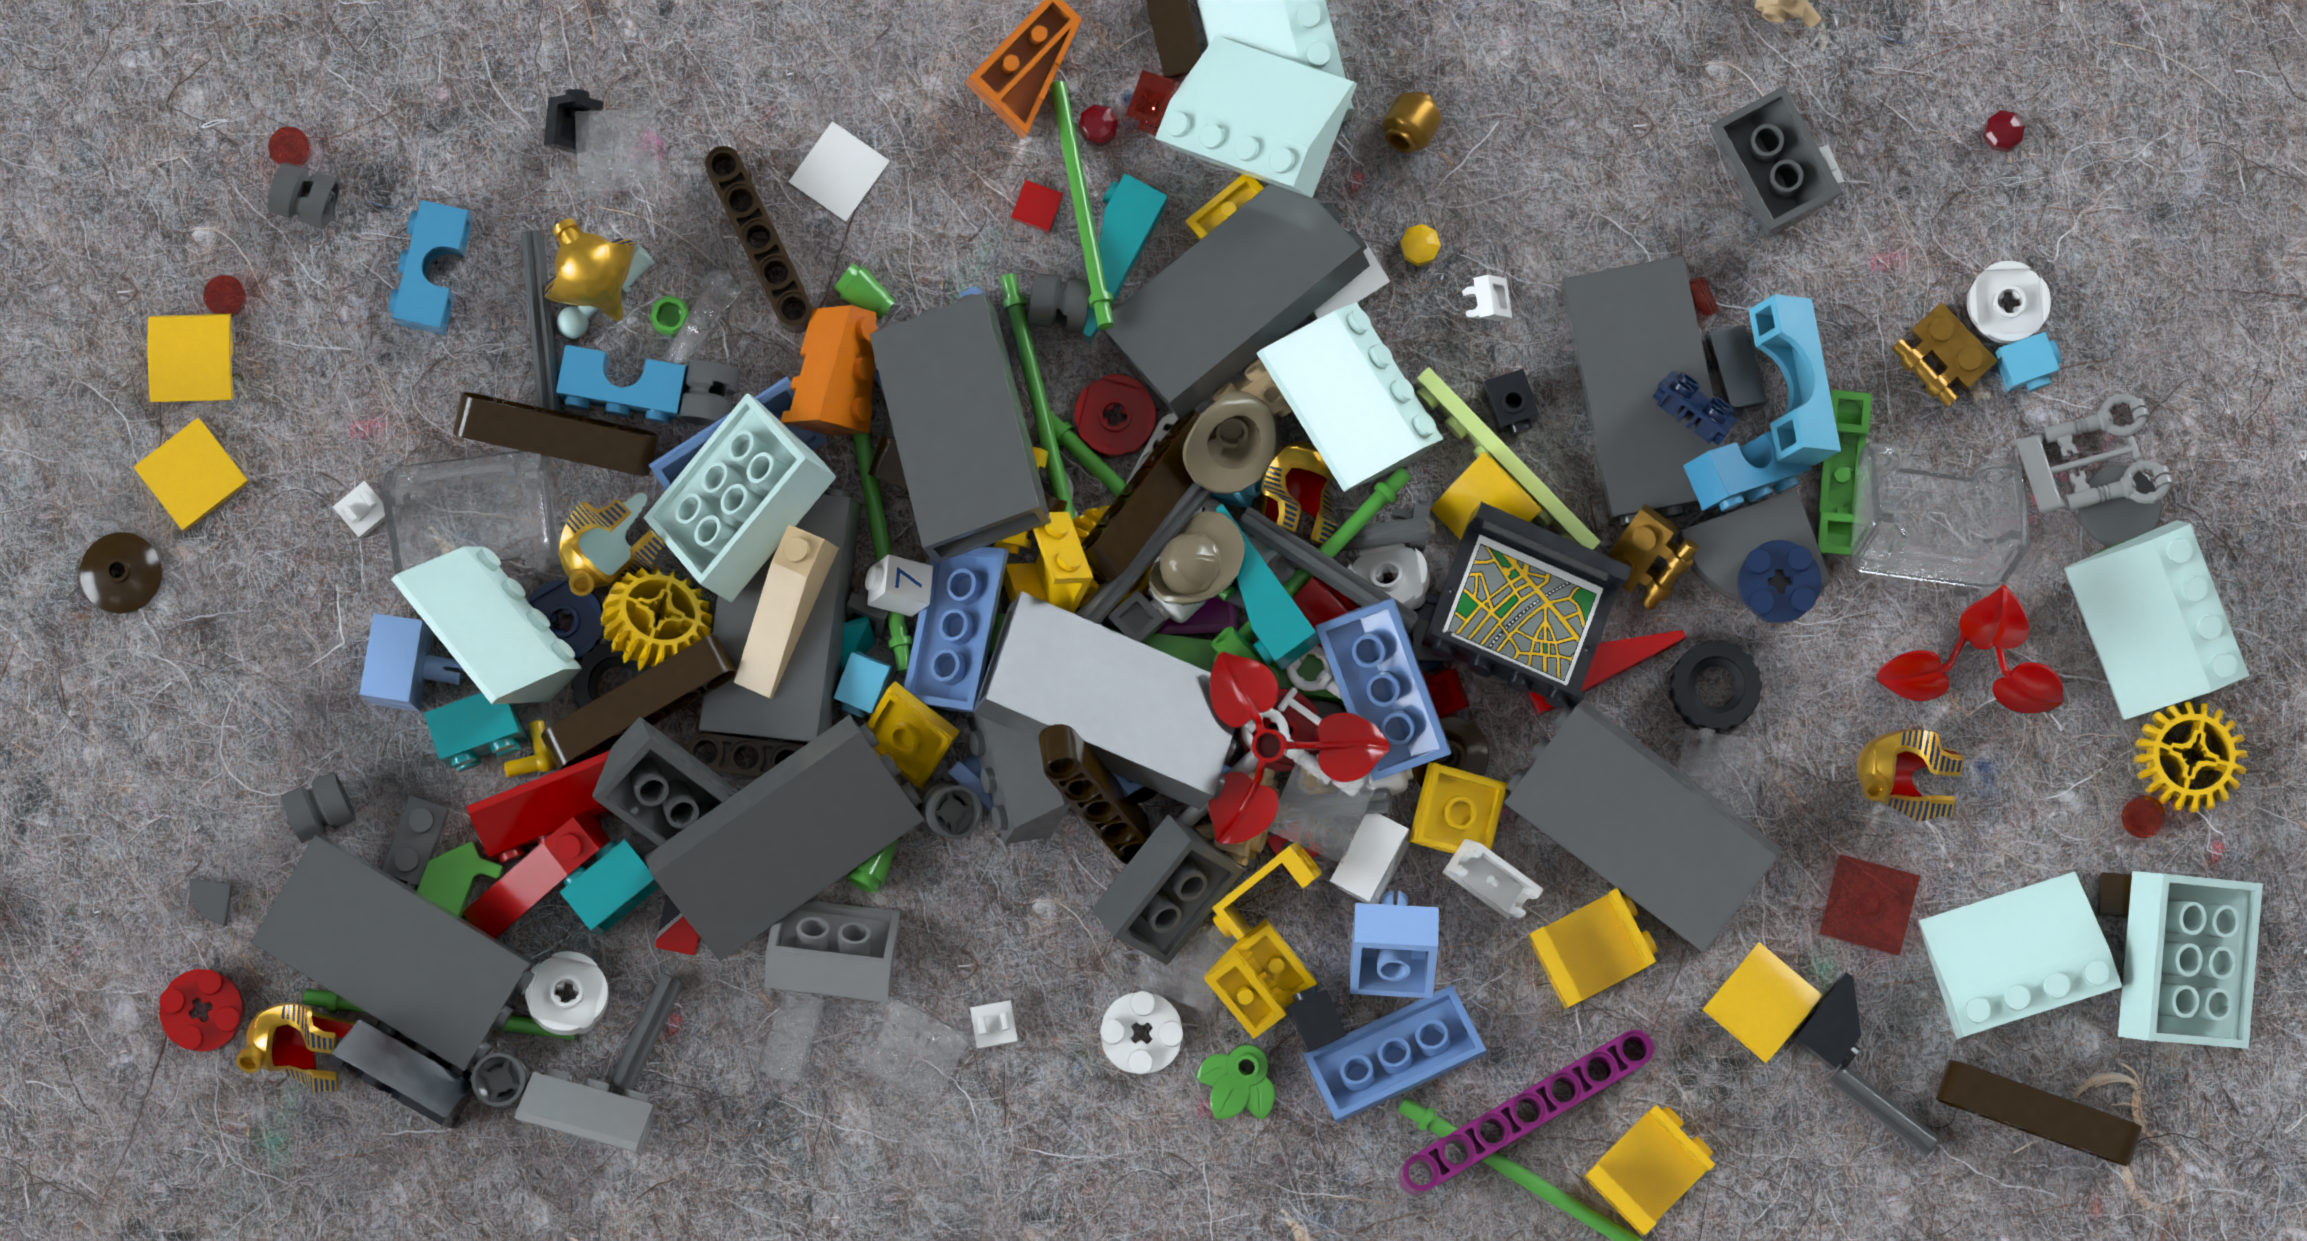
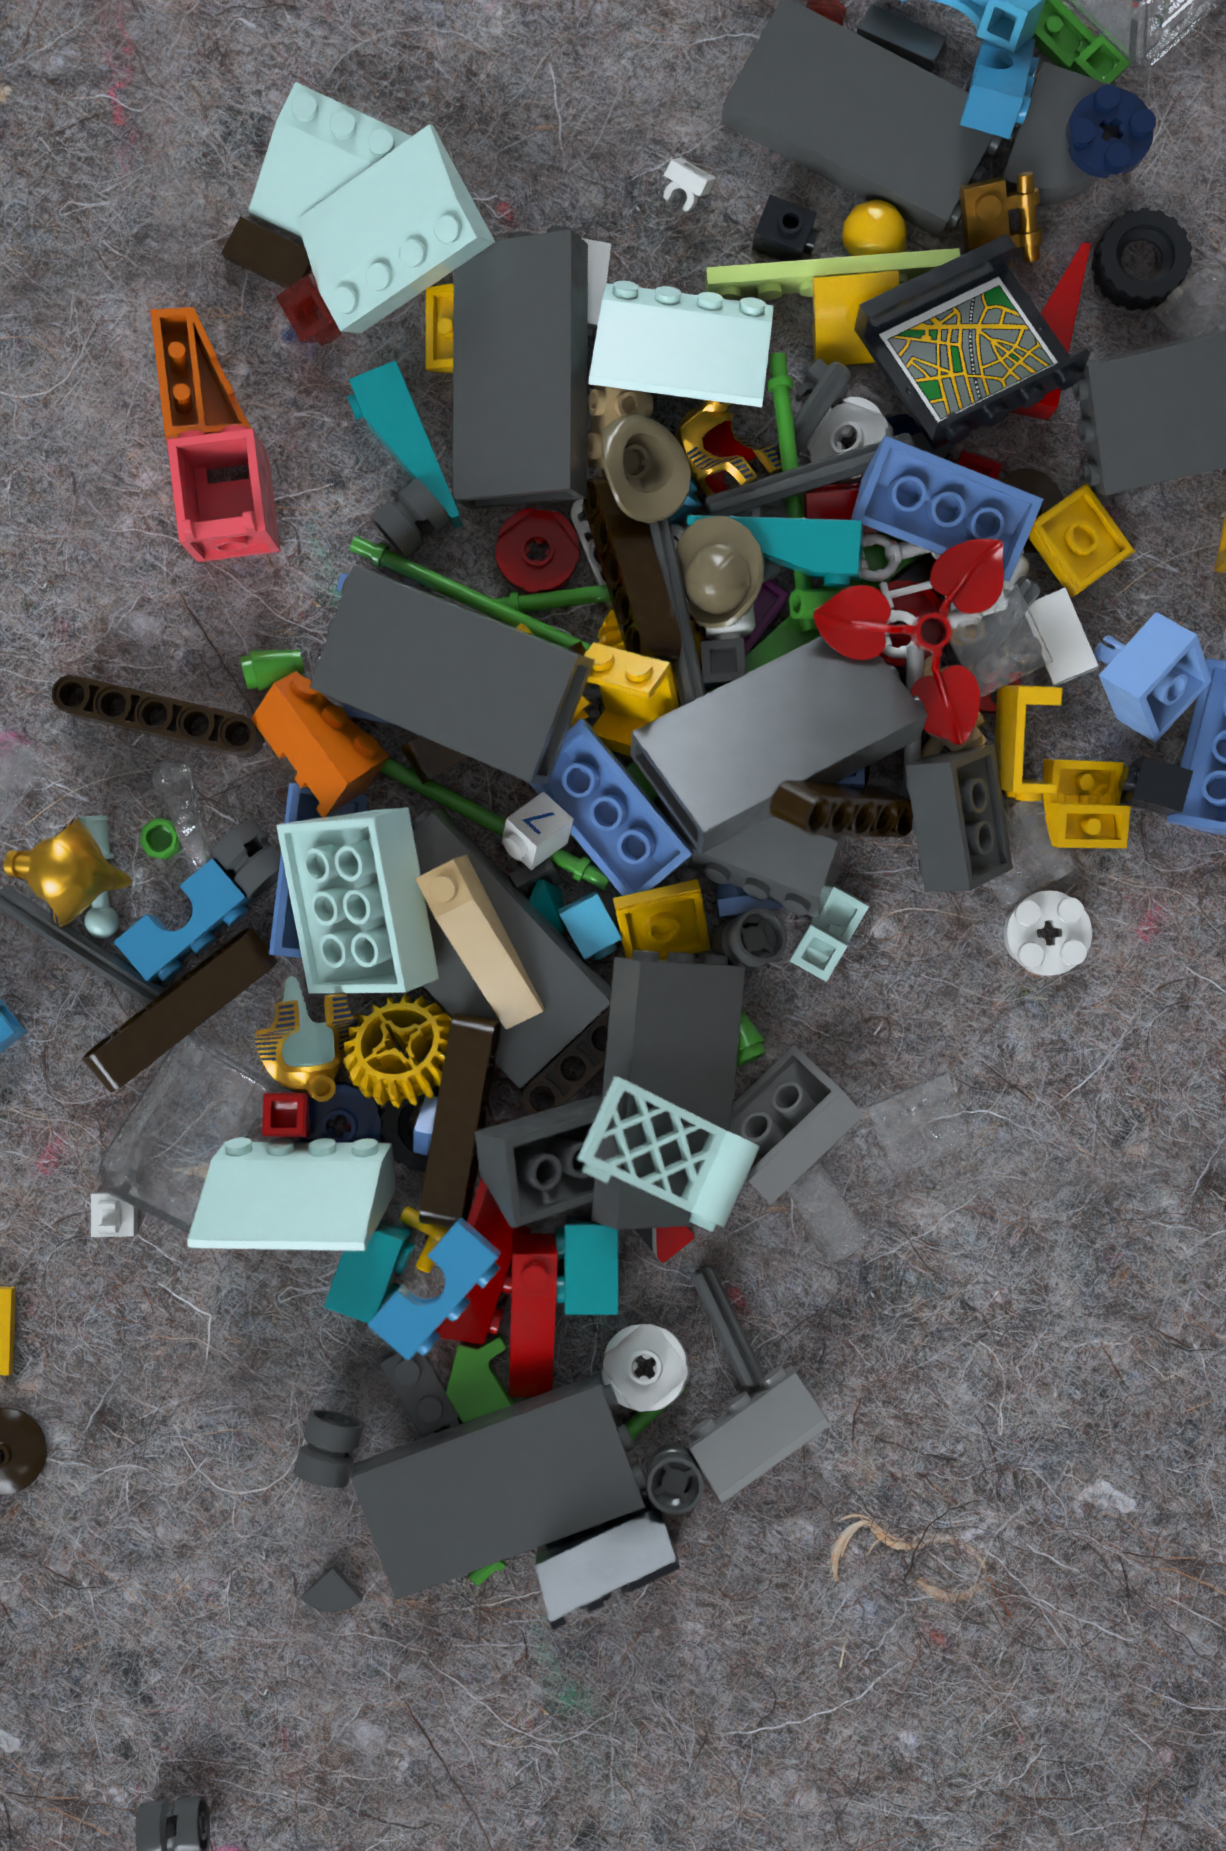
camera: 50 degrees left, 5 degrees up
(223, 1019) = (409, 1698): red plate -> none
(286, 1041) = (498, 1625): piece -> none
(401, 661) = (264, 1289): light blue brick -> none
(539, 574) = (286, 1115): none -> red slope
(540, 785) = (411, 1321): none -> dark azure arch
(613, 680) = (424, 1126): none -> medium blue tile
(749, 921) = (718, 1168): none -> light aqua piece
(839, 171) = (156, 610): white sticker -> none
(951, 163) = (226, 516): none -> coral container
(993, 1024) = (946, 1044): white tile -> none
(1006, 867) = (829, 934): none -> light aqua slope
(1037, 206) = (316, 475): red tile -> none
(1098, 125) = (291, 374): dark red tile -> none
(1100, 298) = (435, 478): bright green bar -> none
(1235, 1088) = (1152, 895): bright green plate -> none
(1411, 121) = (495, 124): pearl gold head -> none
(1420, 245) = (599, 201): yellow tile -> none
(1491, 879) = (1155, 556): white hinge -> none
(1569, 470) = (874, 229): none -> yellow hair
(1683, 390) = (933, 77): dark blue hinge -> none

